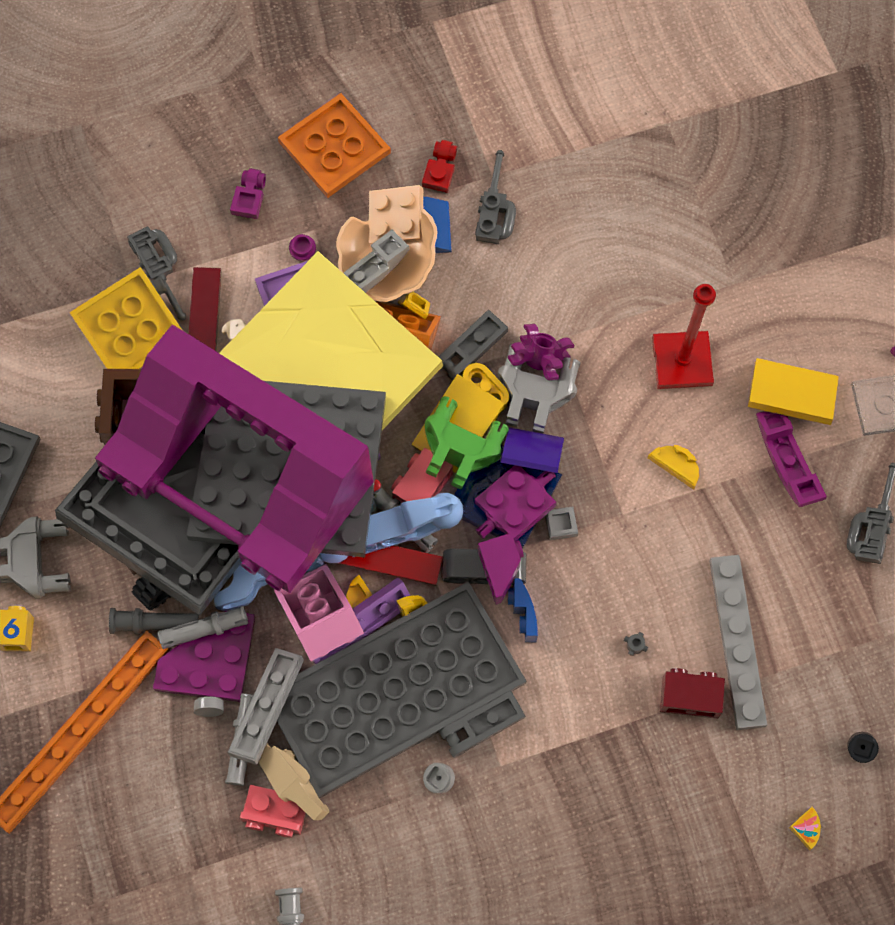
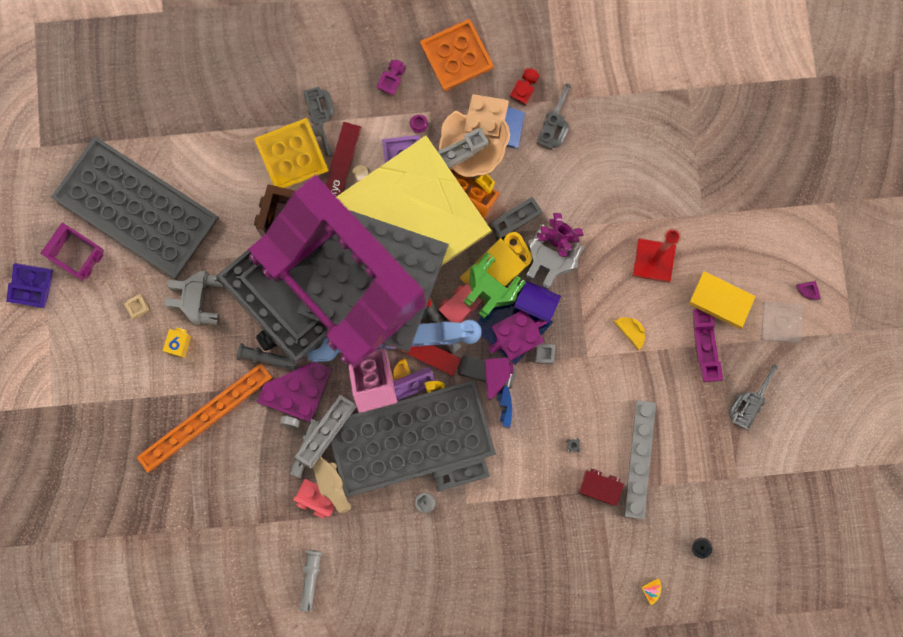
camera: 15 degrees right, 10 degrees up
(199, 628) = (303, 370): light grey pin -> none

